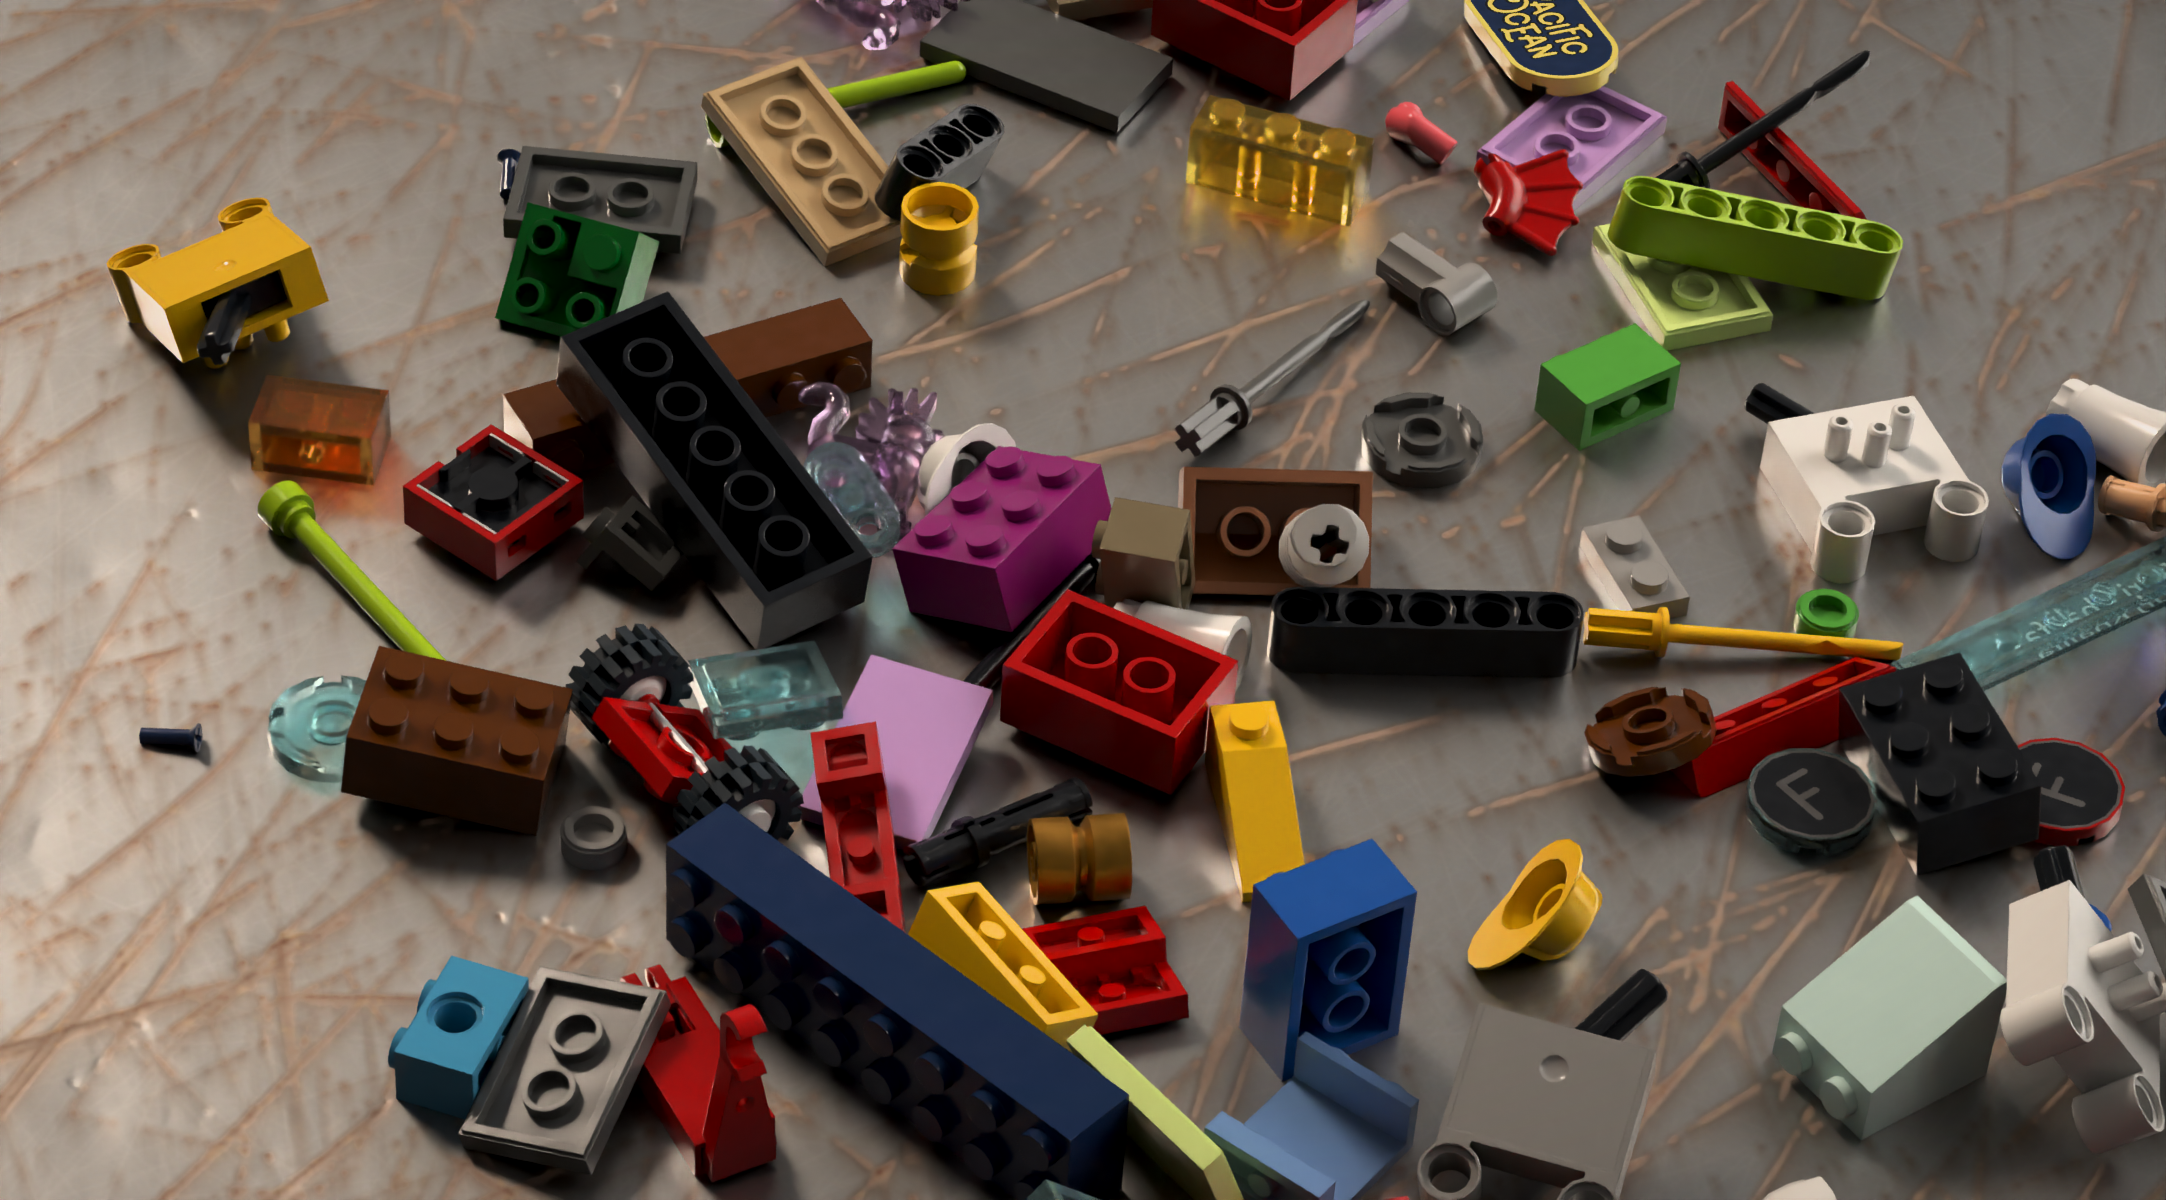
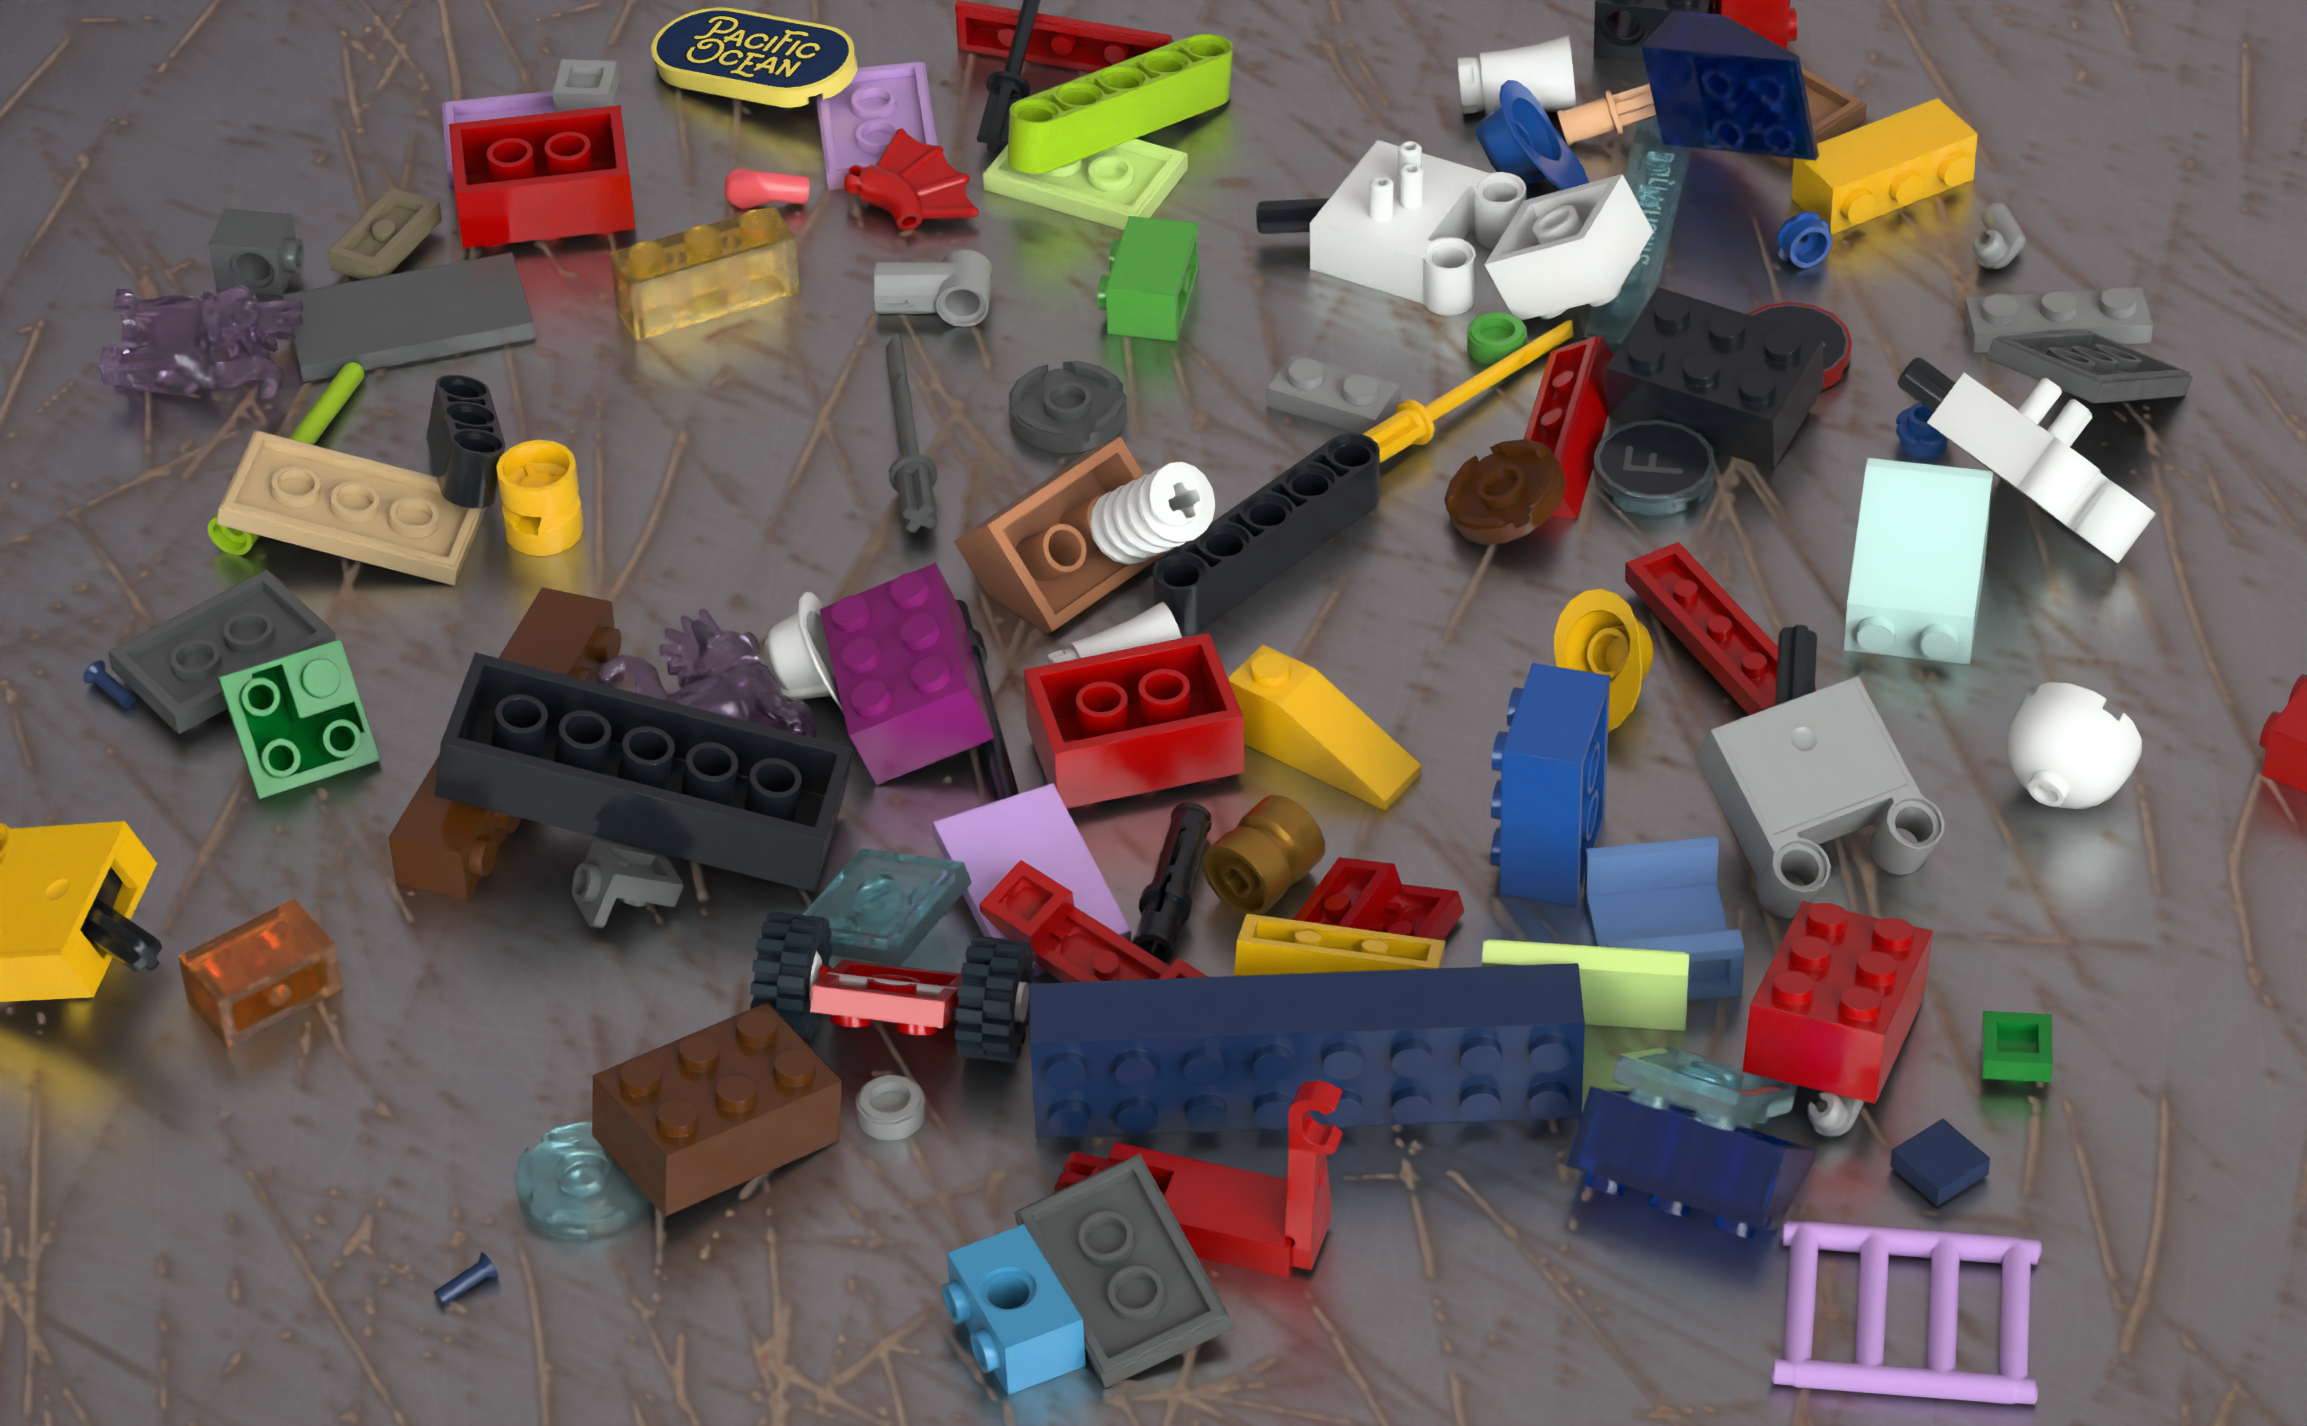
camera: 40 degrees left, 0 degrees up
(292, 514) = (326, 1051): lime piece -> none
(493, 502) = (480, 925): piece -> none
(861, 498) = (776, 708): clear light blue plate -> none
(1145, 554) = (1040, 610): dark tan brick -> none
(1678, 949) = (1708, 624): none -> red plate
(1949, 581) = (1569, 249): none -> white brick

